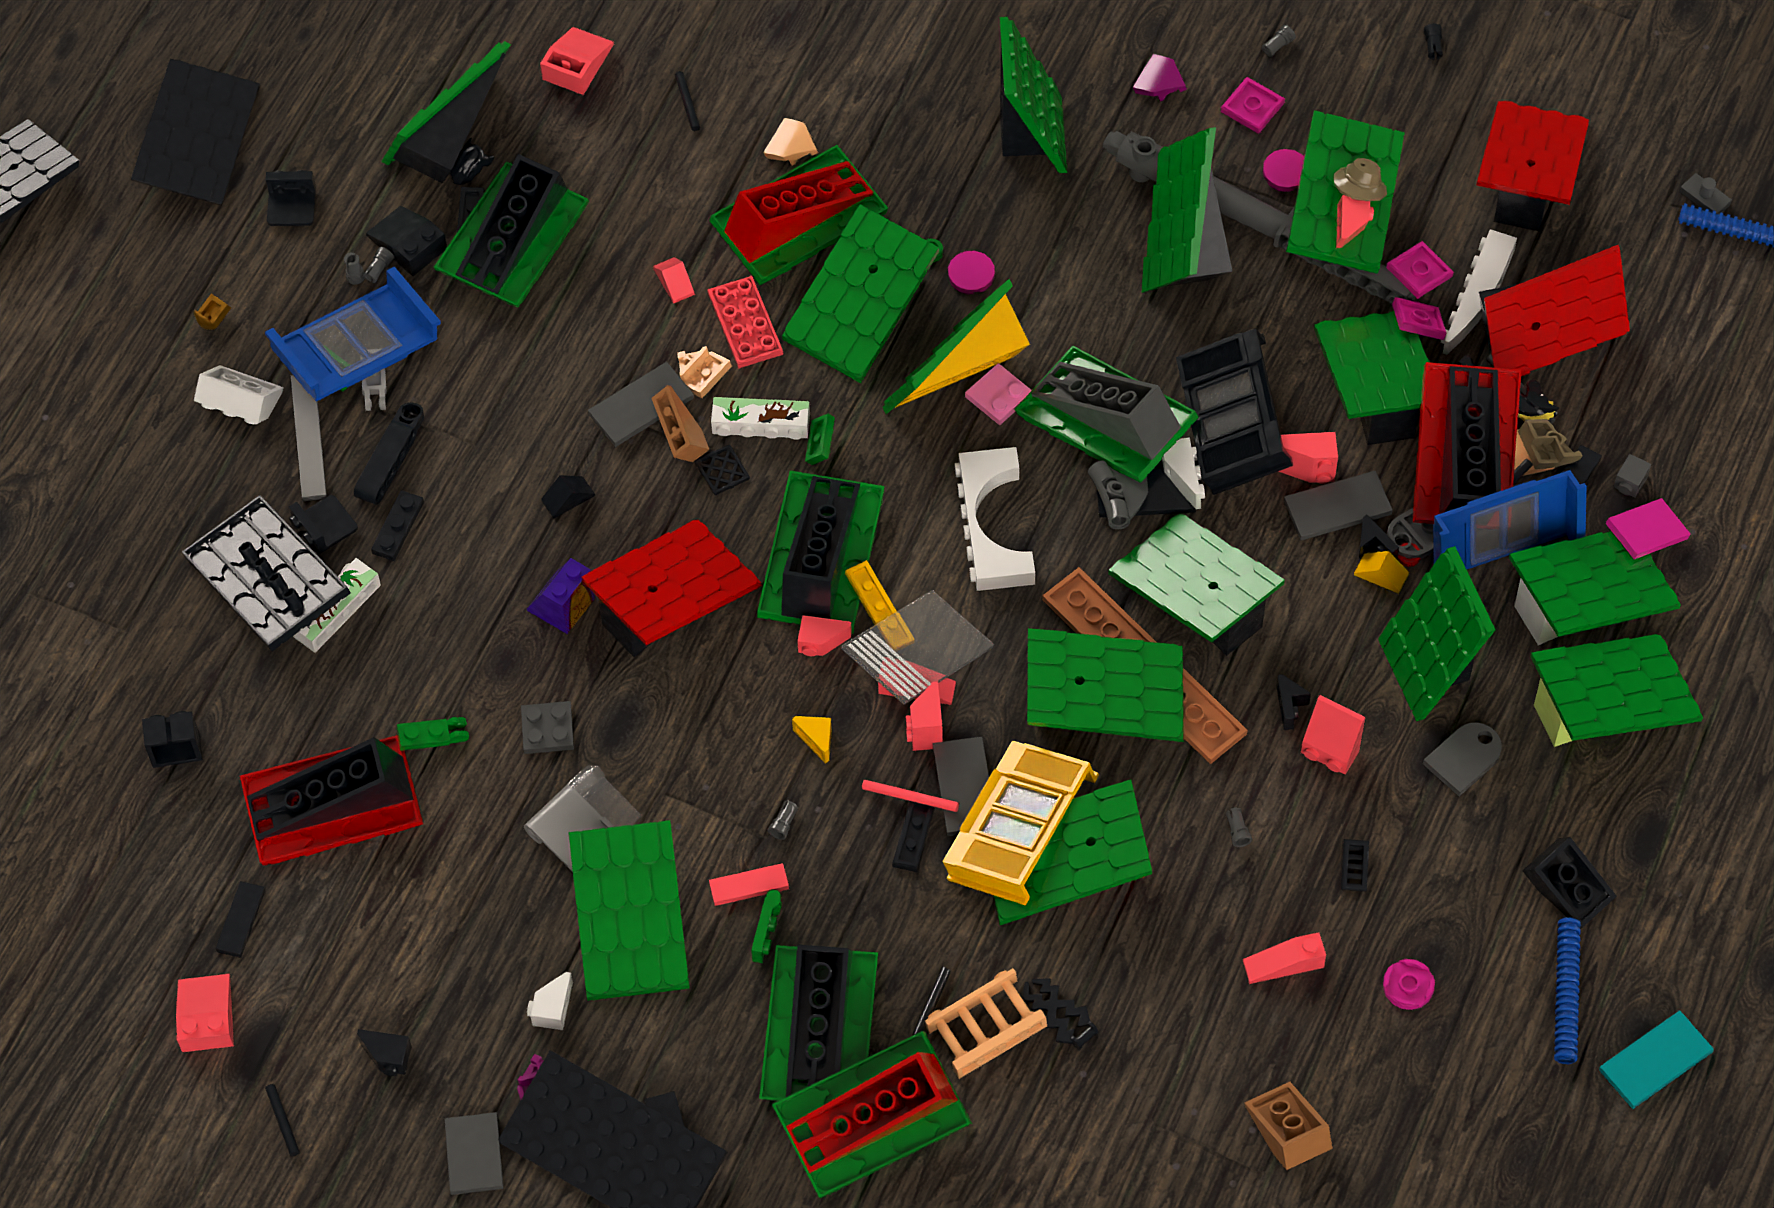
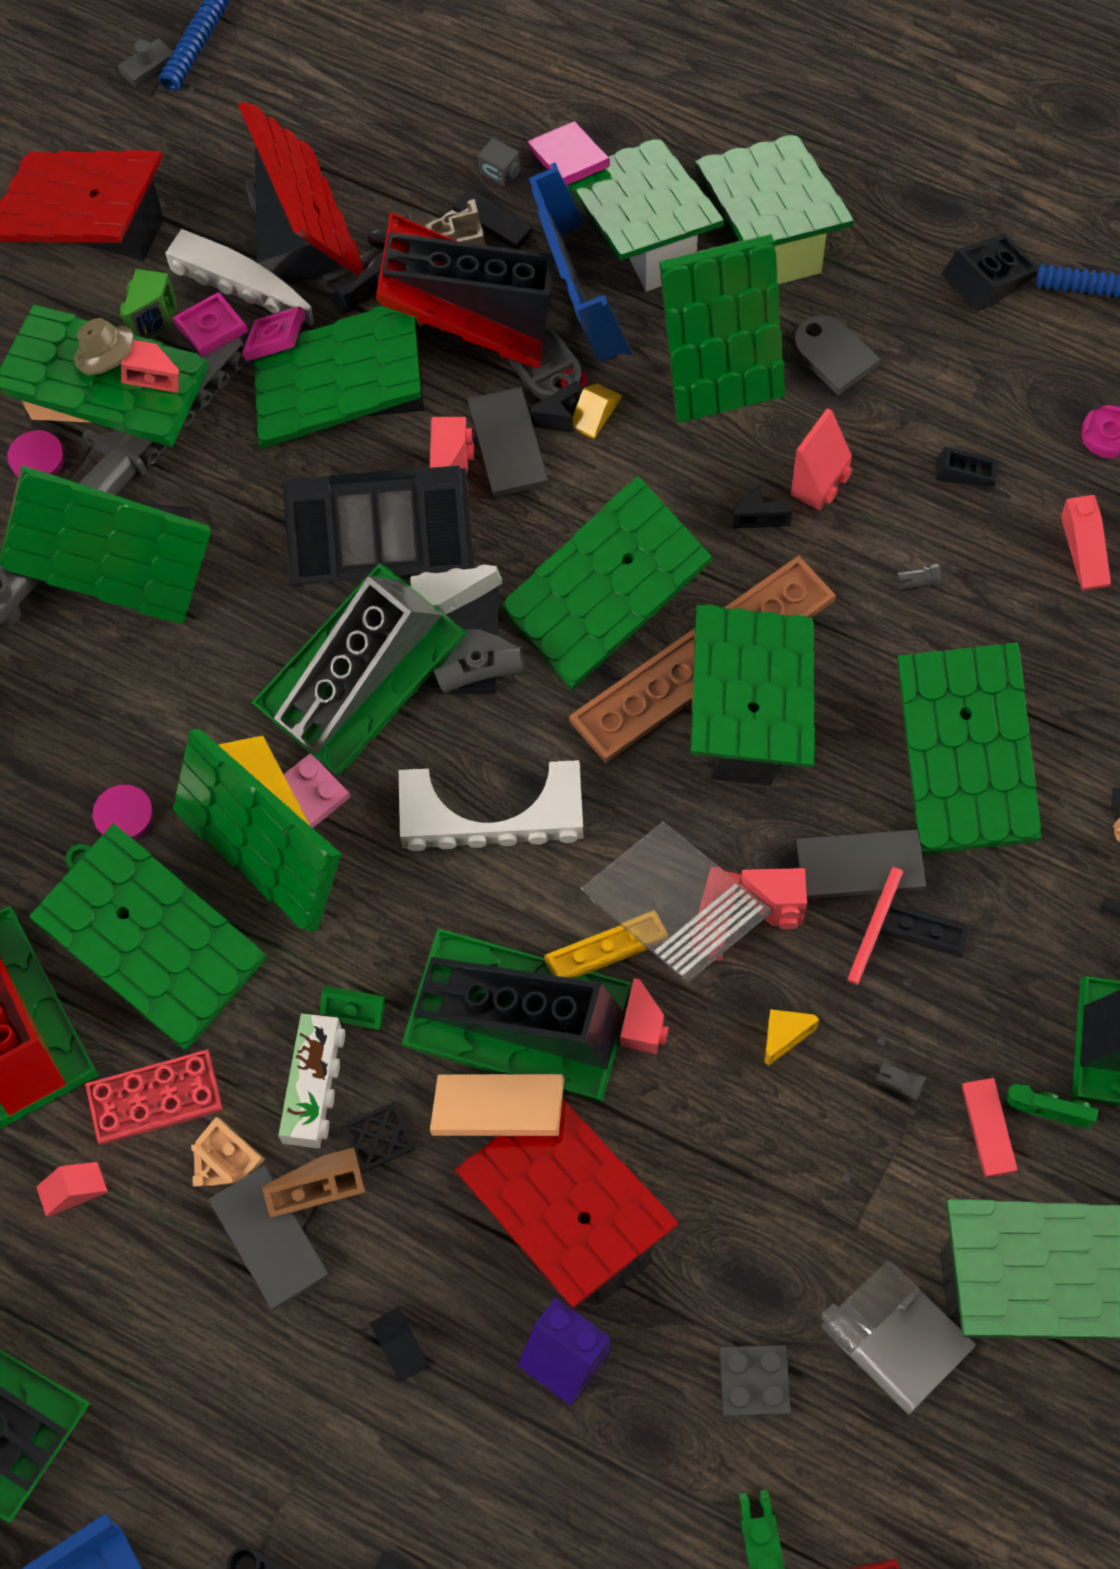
camera: 85 degrees left, 5 degrees up
(745, 538) = (497, 1105): none -> light nougat tile
(1014, 820) = (922, 798): yellow piece -> none
(1432, 222) = (148, 304): none -> bright green slope

